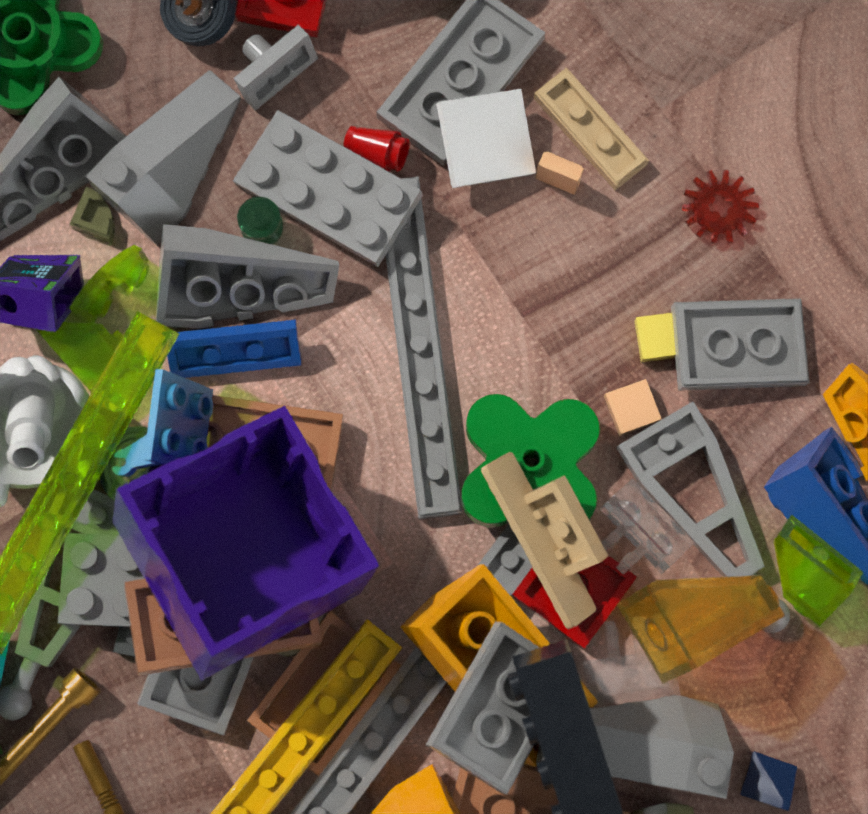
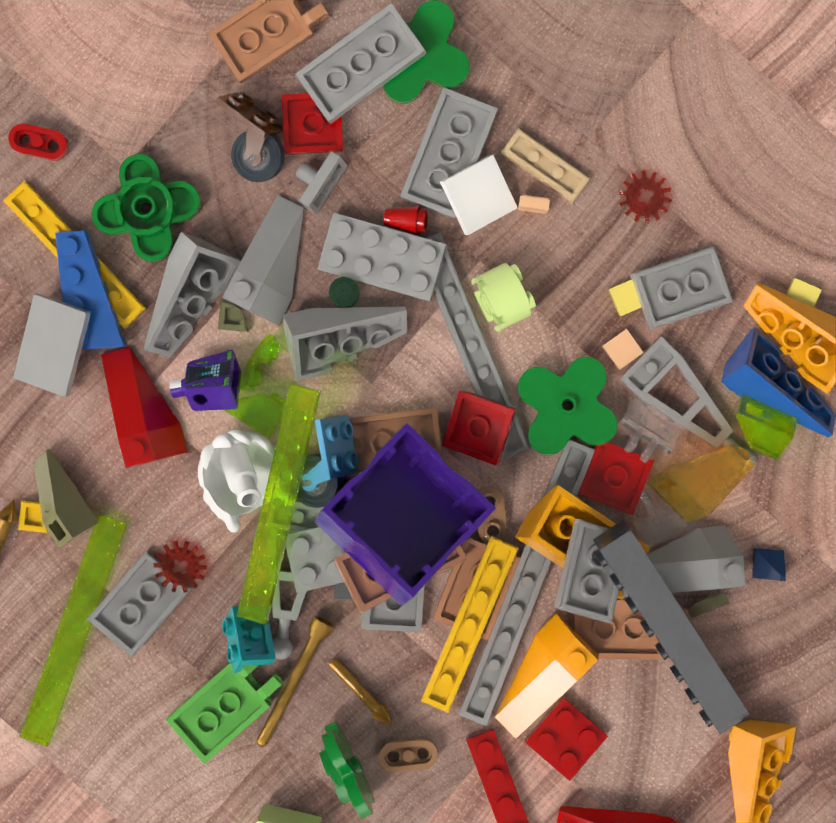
camera: 15 degrees left, 10 degrees up
(235, 349) = (355, 383): blue plate -> none
(380, 593) = (497, 517): none -> medium nougat plate
(395, 458) = (479, 427): none -> red plate
(481, 282) = (503, 296): none -> yellowish green brick
(552, 534) = (594, 451): tan bracket -> none

